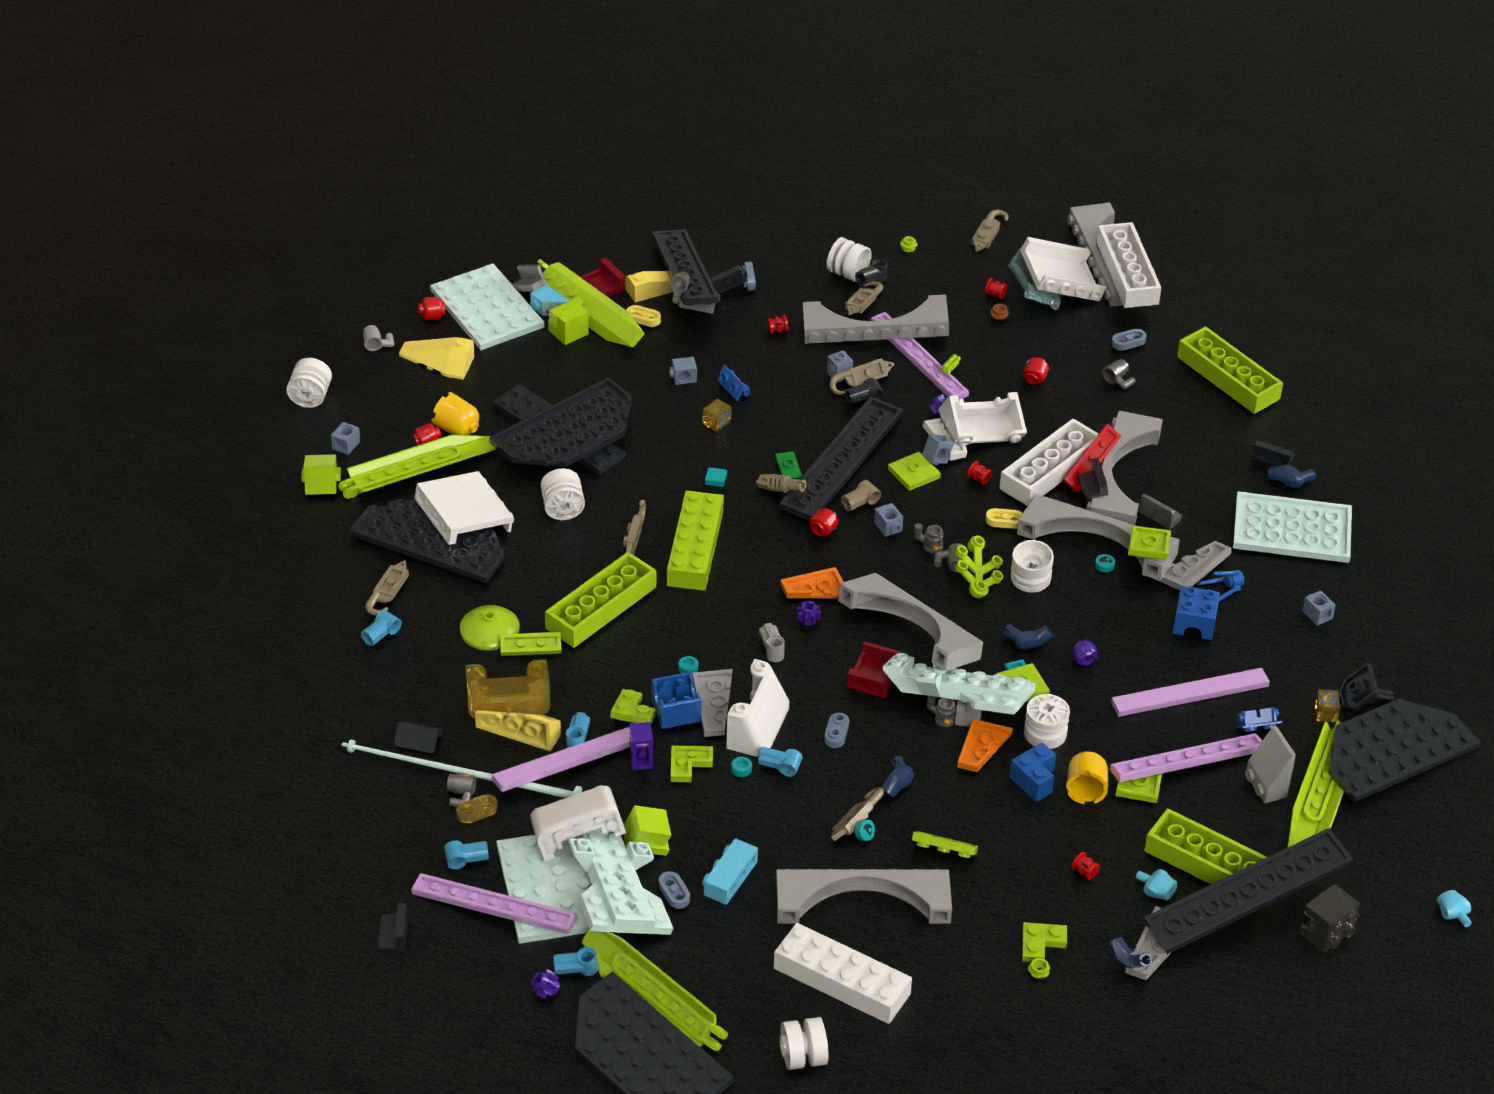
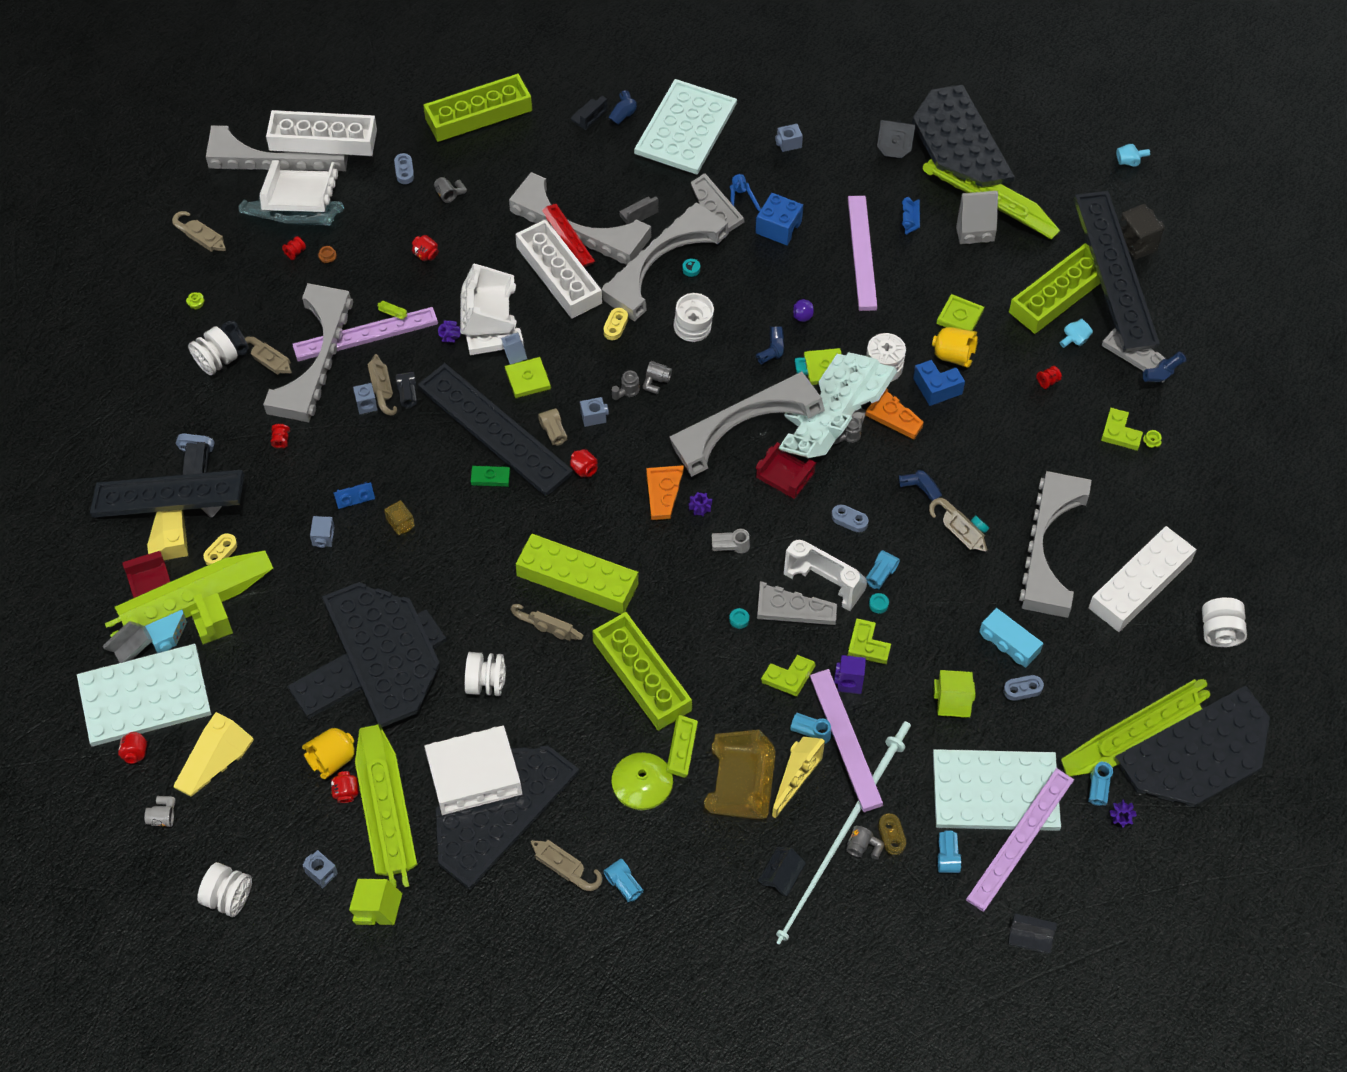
camera: 75 degrees left, 15 degrees up
(575, 817) = (950, 744): white windscreen -> none
(616, 896) = (1043, 728): light aqua piece -> none
(676, 700) = (798, 634): blue piece -> none
(679, 284) = (218, 496): flat silver piece -> none
(716, 477) = (485, 539): teal tile -> none
(780, 483) = (518, 485): dark tan hinge -> none
(944, 844) = (1006, 469): lime plate -> none
(973, 472) = (550, 327): red bush -> none
(978, 587) = (694, 364): lime plant -> none
(1093, 482) = (601, 241): black panel -> none
(1149, 542) = (701, 221): lime plate -> none
(1185, 758) = (944, 274): lavender tile -> none
(1327, 705) = (902, 166): clear yellow brick -> none

